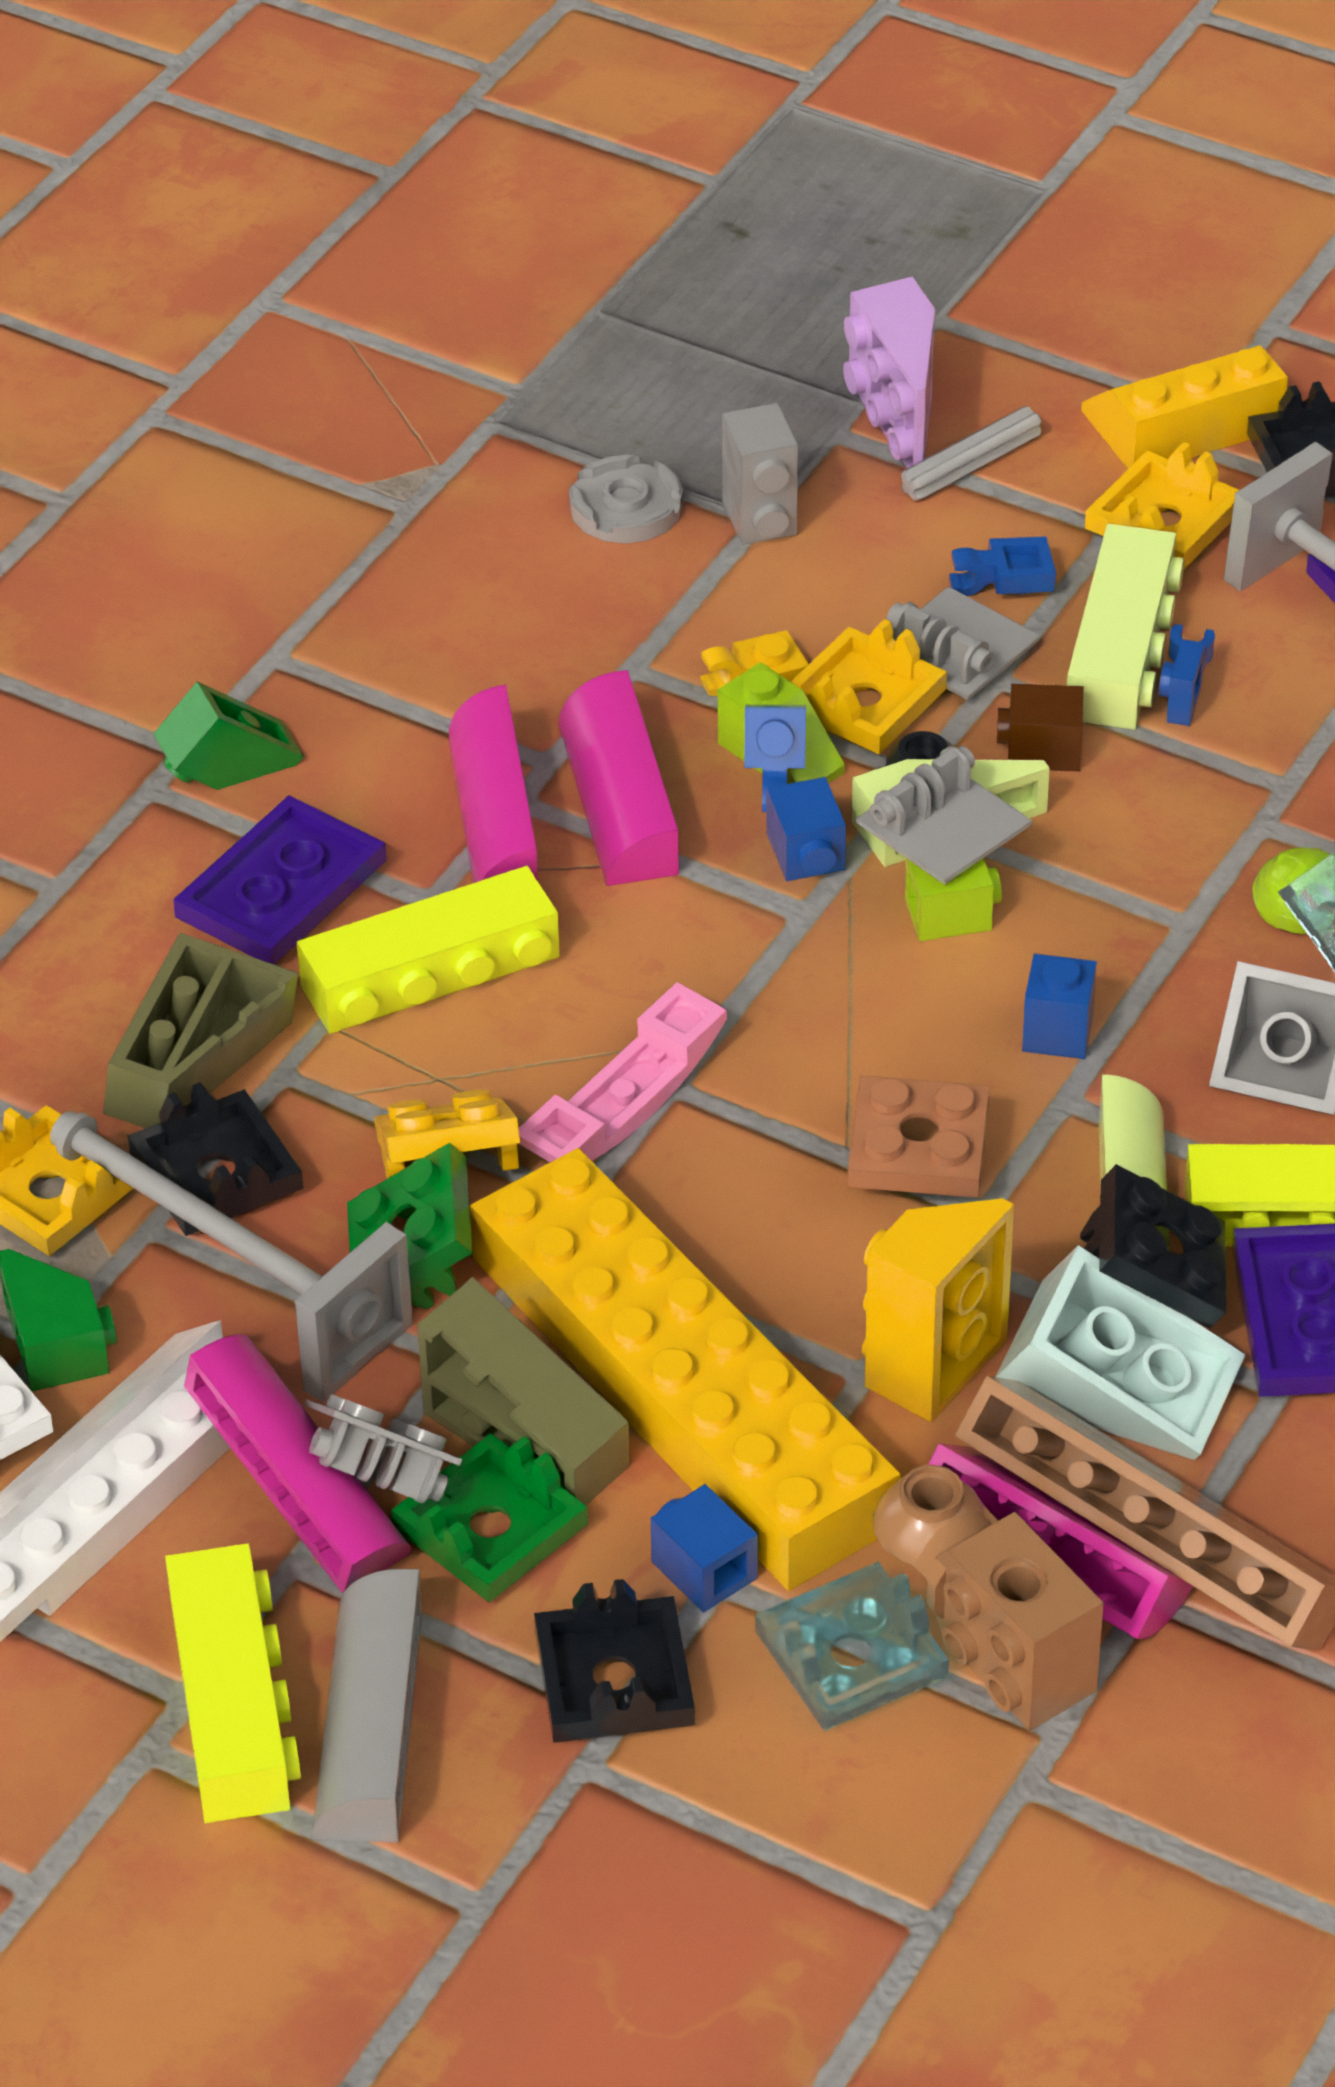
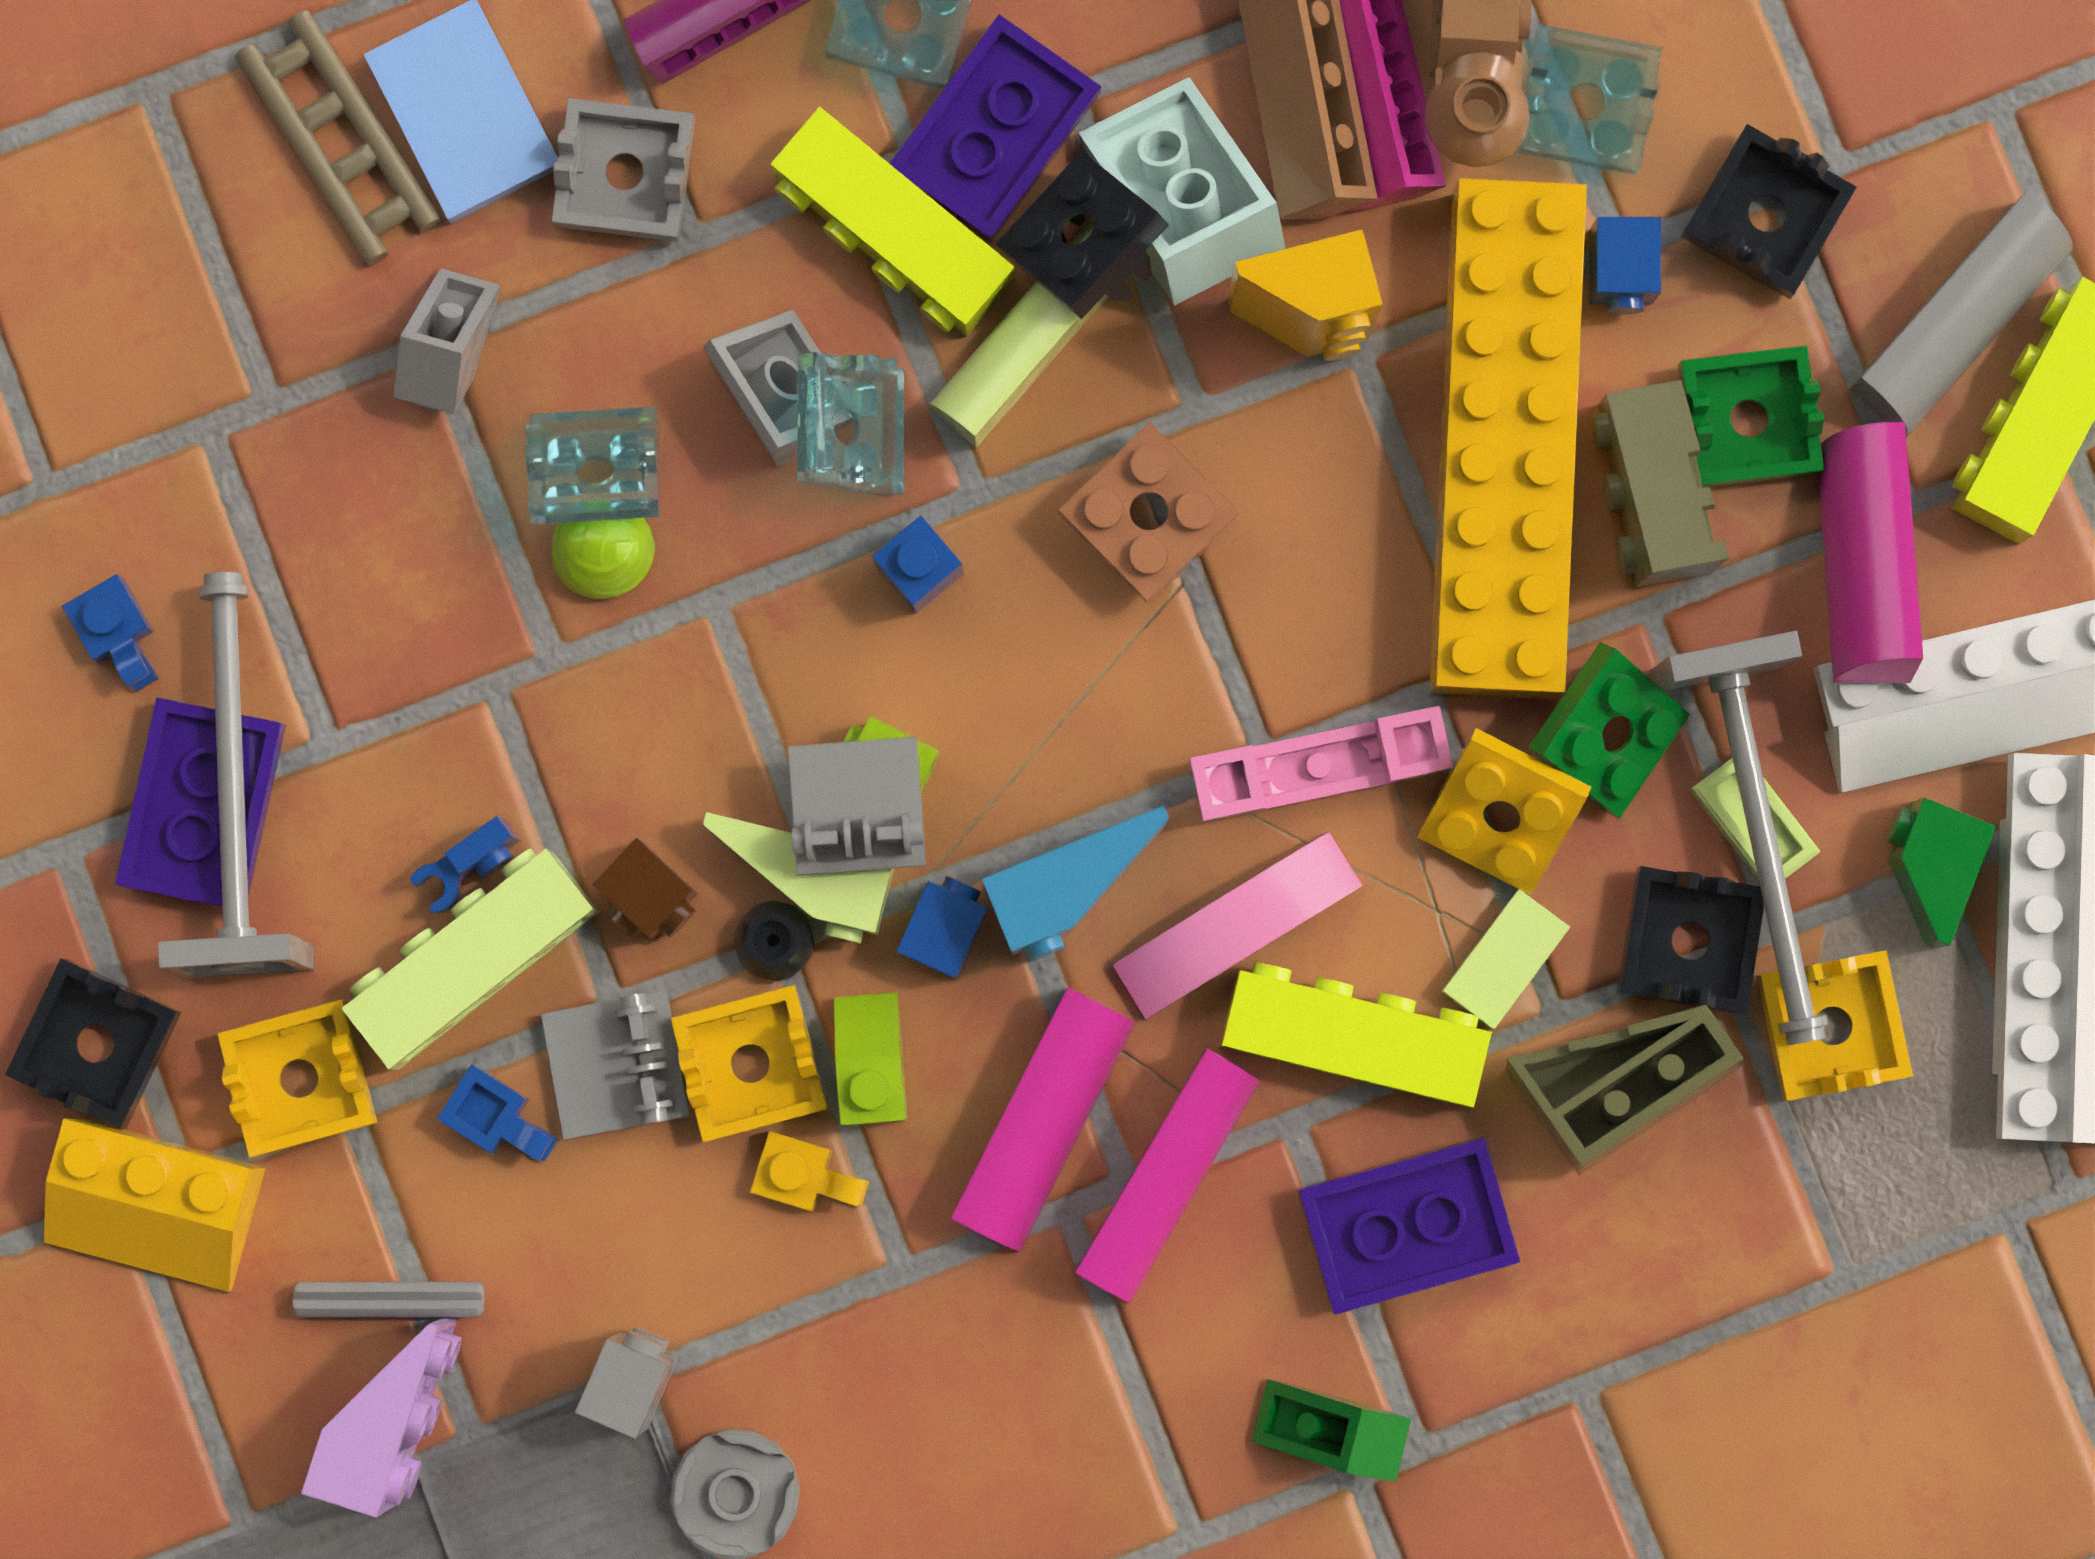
camera: 140 degrees left, 40 degrees up
(216, 1275) = (1722, 802): none -> yellowish green tile
(355, 1072) = (1505, 959): none -> yellowish green tile
(411, 1447) = (1803, 517): light grey hinge -> none
(579, 973) = (1237, 925): none -> bright pink slope
(750, 877) = (1058, 889): none -> dark azure slope
(774, 742) = (905, 1025): plate -> none
(1166, 1031) = (874, 398): none -> clear light blue piece

